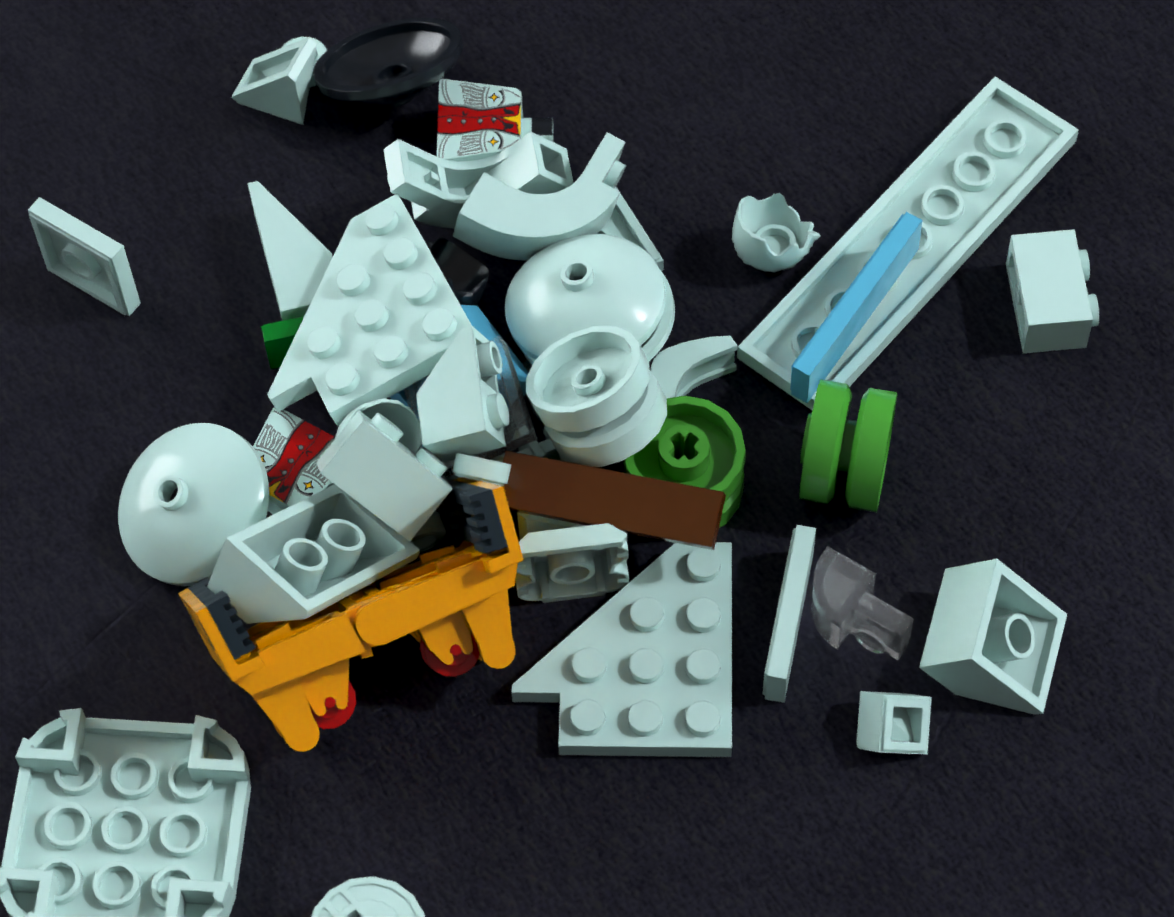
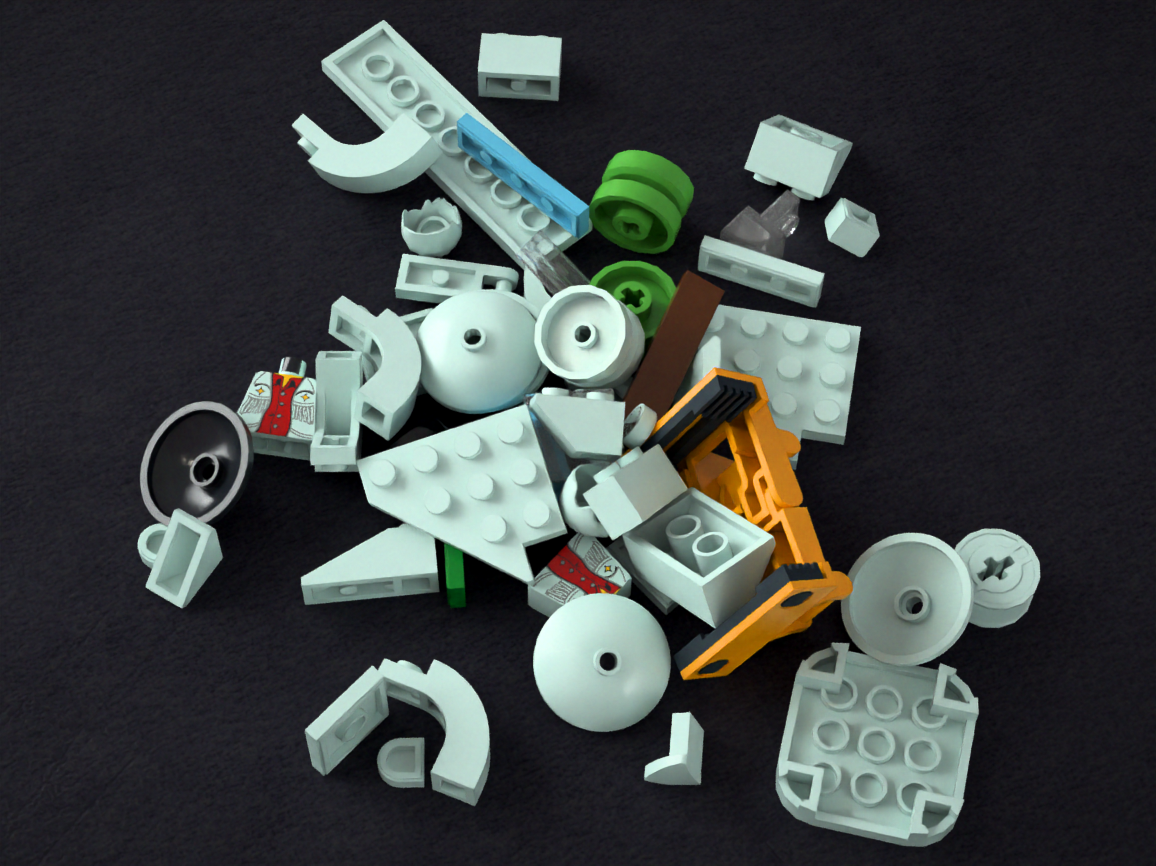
camera: 85 degrees left, 0 degrees up
(63, 336) = (403, 762): none -> light aqua tile
(92, 611) = (685, 754): none -> light aqua tile
(108, 380) = (447, 696): none -> light aqua arch
(310, 831) = (889, 583): none -> light aqua dish
(702, 274) = (440, 279): none -> light aqua plate
(716, 354) = (550, 264): none -> clear tile
(856, 170) = (370, 167): none -> light aqua arch

